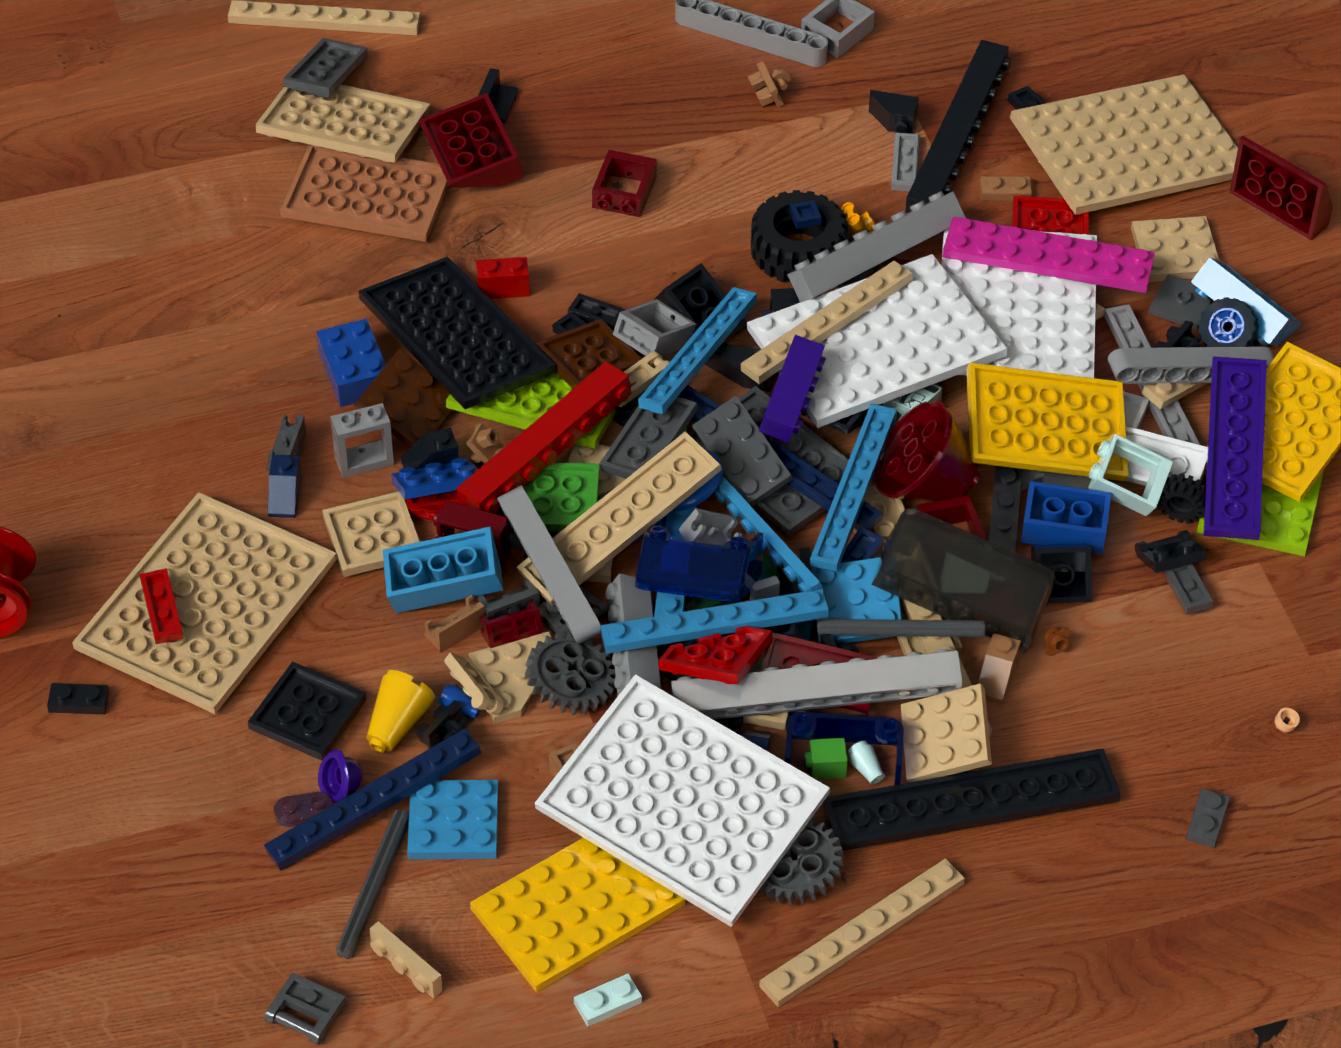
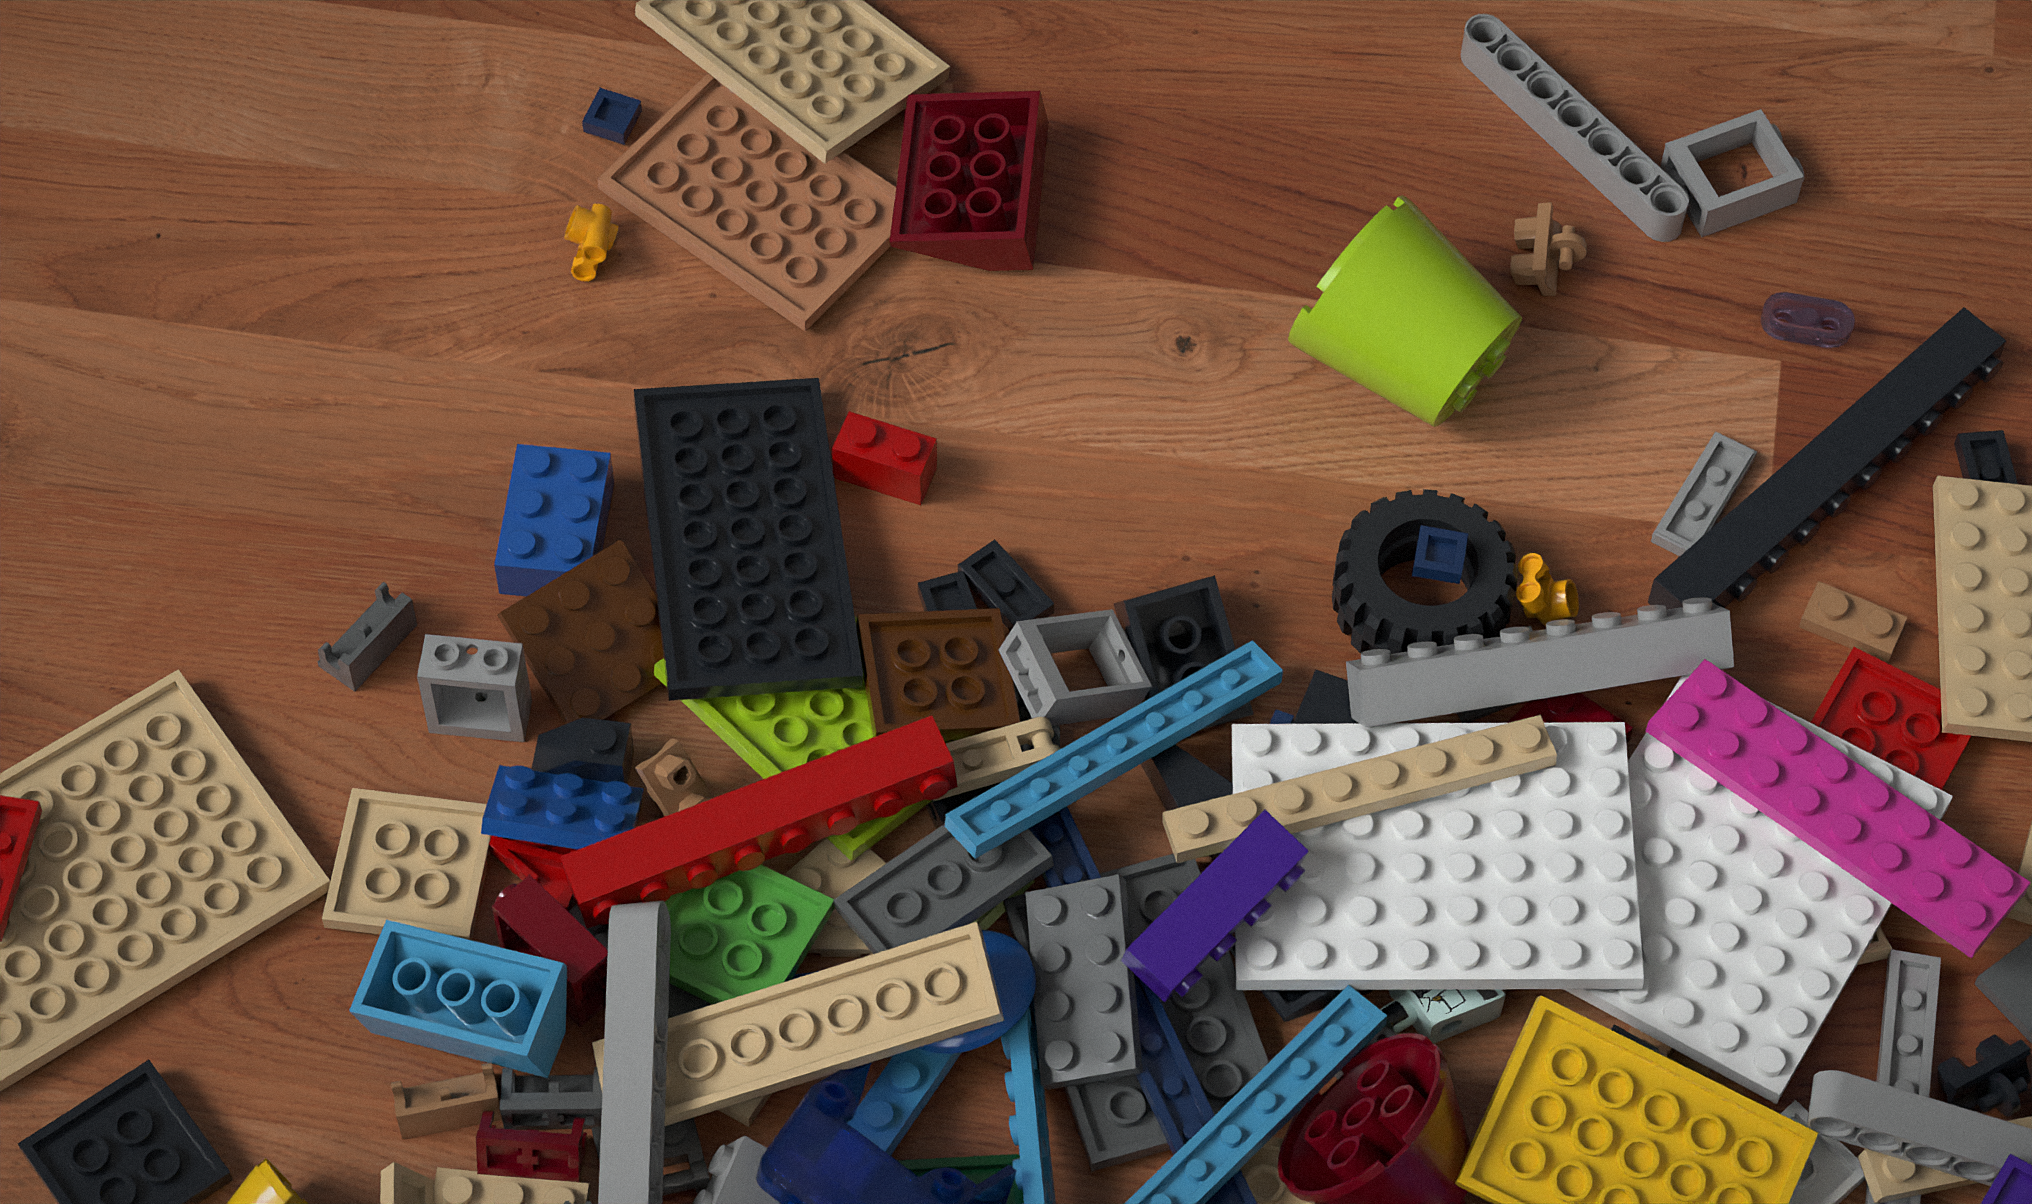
camera: 25 degrees right, 10 degrees up
(268, 182) = (612, 116): none -> dark blue plate
(284, 486) = (318, 715): dark blue slope -> none
(293, 236) = (595, 236): none -> light orange plate
(500, 95) = (1073, 92): black panel -> none
(625, 166) = (1213, 318): dark red window -> none
(709, 527) = (947, 1116): light grey hinge -> none
(729, 125) = (1408, 317): none -> lime cone
(894, 110) = (1738, 390): black slope -> none
(909, 73) = (1806, 320): none -> plate

